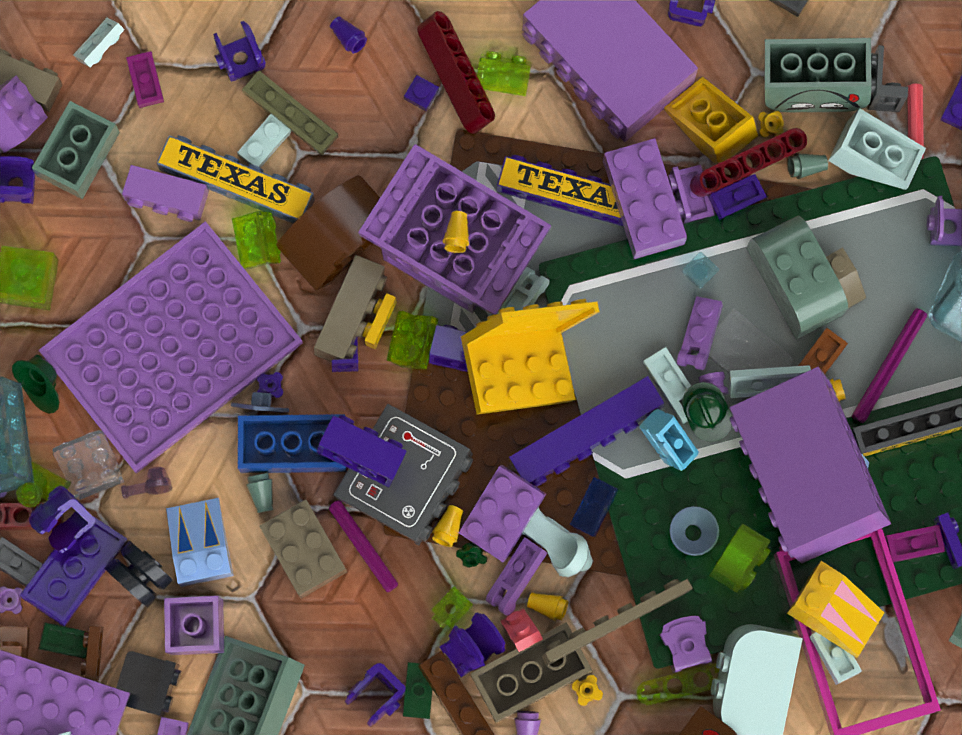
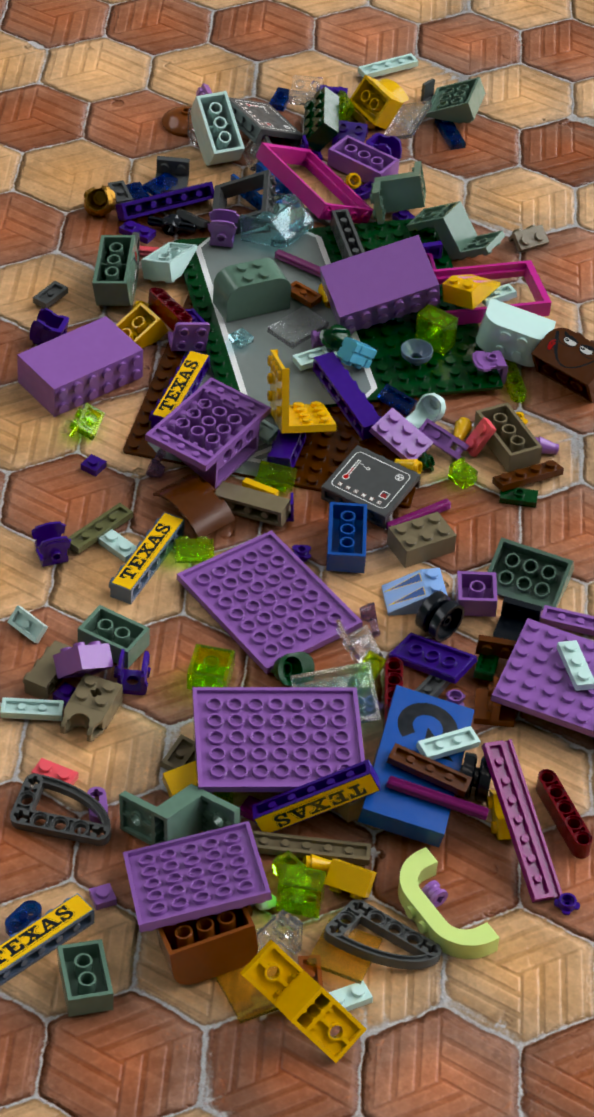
camera: 90 degrees left, 35 degrees down
(29, 499) = (380, 670): clear neon green plate -> none
(45, 517) = (400, 650): dark purple piece -> none
(145, 79) = (61, 602): magenta plate -> none
(165, 193) = (152, 595): medium lavender brick -> none
(260, 402) = (316, 551): sand blue piece -> none
(261, 491) = (378, 560): sand green cone -> none
(350, 36) = (45, 494): dark purple cone -> none
(361, 450) = (360, 482): dark purple brick -> none
(389, 680) = (524, 507): dark purple piece -> none
(456, 72) = (83, 441): dark red beam -> none
(456, 234) = (213, 414): yellow cone -> none
(474, 645) = (490, 457): dark purple piece -> none
(605, 625) = (477, 385): dark tan plate -> none
(644, 198) = (193, 347): medium lavender brick -> none
(700, 333) = (284, 340): medium lavender plate -> none
(755, 381) = (319, 310): light aqua plate -> none
(806, 164) = (171, 290): sand green cone -> none

